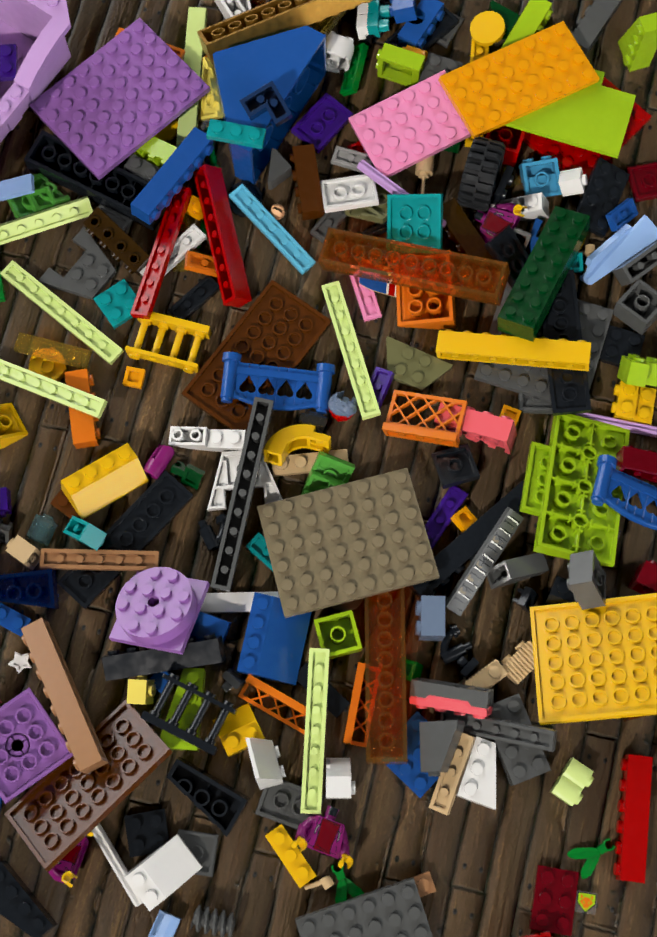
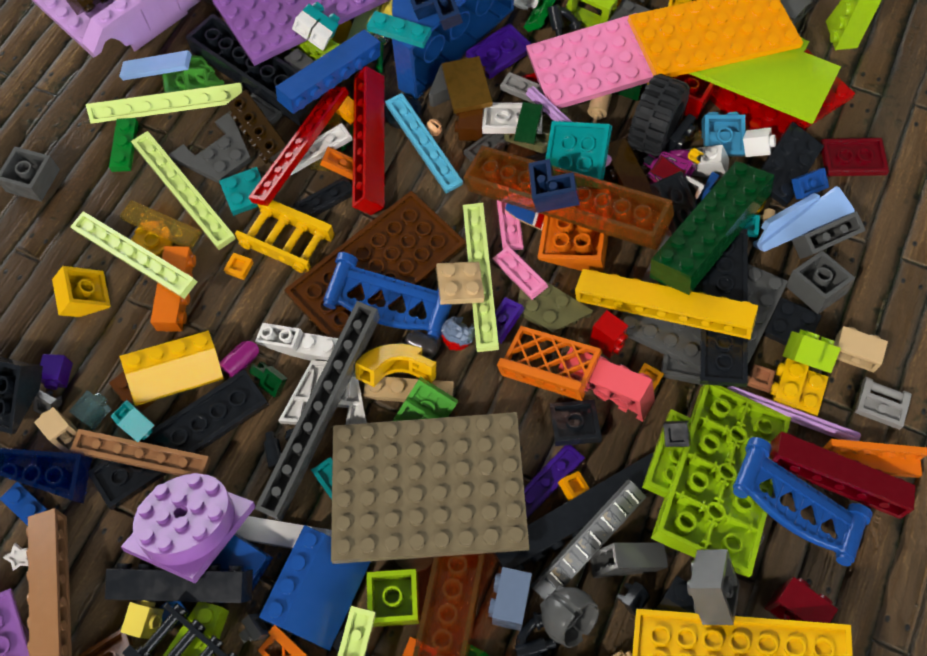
camera: 15 degrees right, 10 degrees down
(160, 137) = (316, 25): none -> white hips
(301, 167) = (466, 84): none -> pearl gold tile
(336, 361) = (459, 283): none -> tan plate
(366, 198) = (528, 123): none -> dark green slope
(368, 78) = (556, 20): none -> black plant
(384, 341) = (520, 272): none -> bright pink tile
(402, 269) = (552, 191): none -> dark blue brick
(471, 385) = (609, 334): none -> red brick
(478, 621) = (569, 615): none -> dark grey piece
(540, 463) = (677, 434): none -> black tile
(601, 399) = (761, 378): none -> nougat tile

